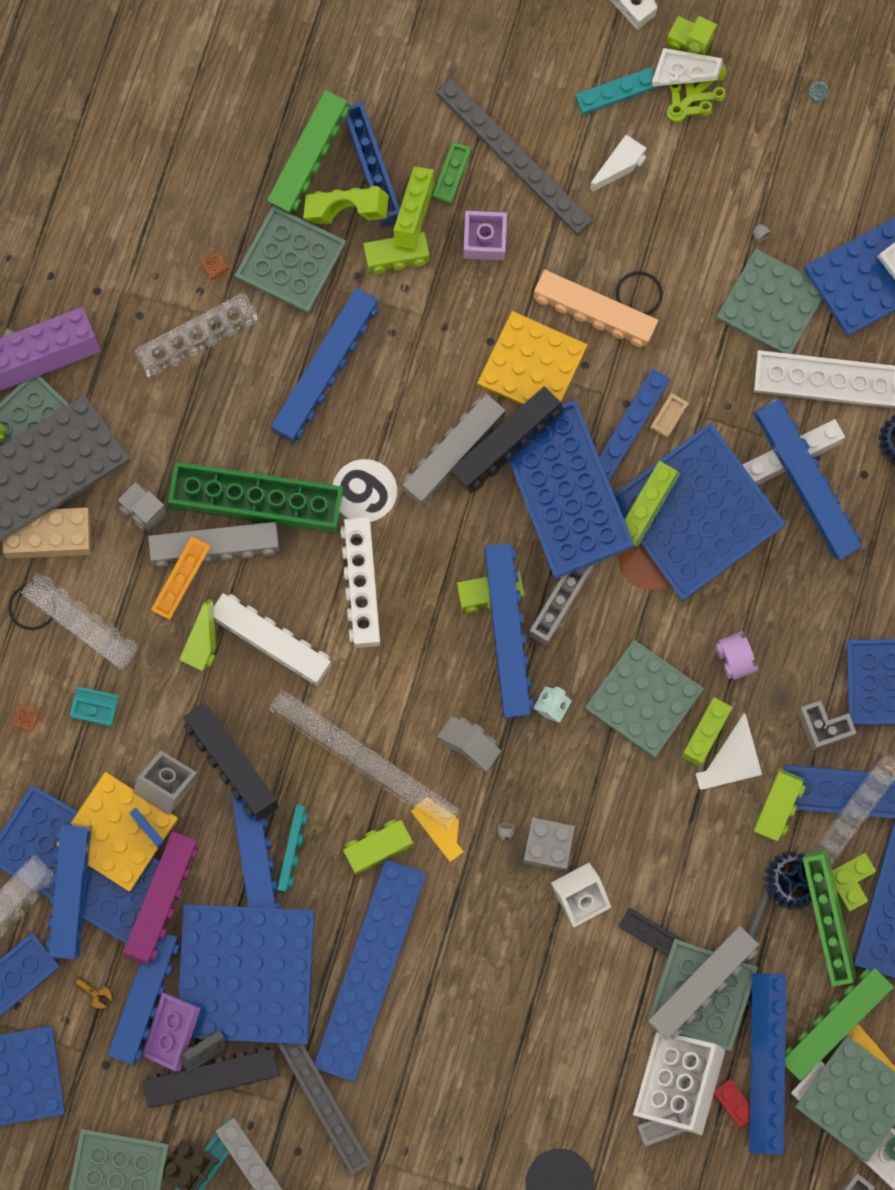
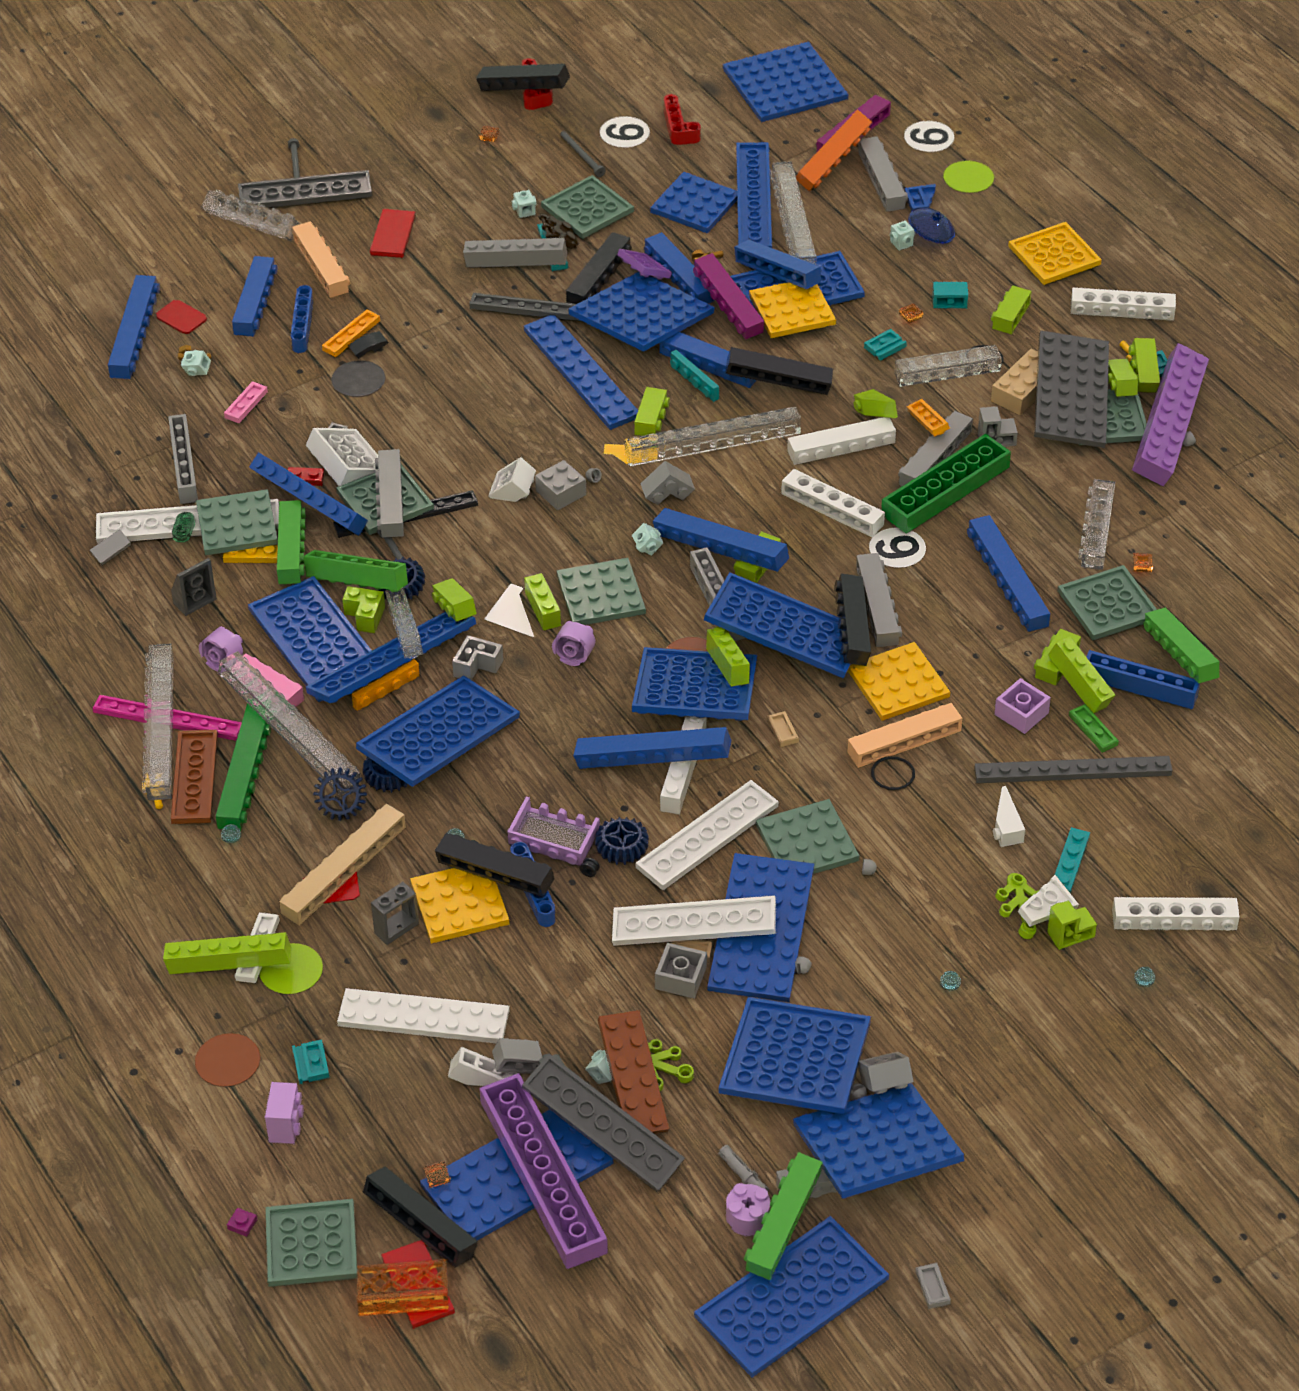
camera: 135 degrees right, 30 degrees down
(147, 828) = (777, 307): blue tile -> none
(164, 782) = (799, 338): light grey brick -> none
(203, 1051) = (617, 263): dark grey plate -> none
(323, 207) = (1109, 643): lime arch -> none
(632, 422) = (798, 704): blue plate -> none

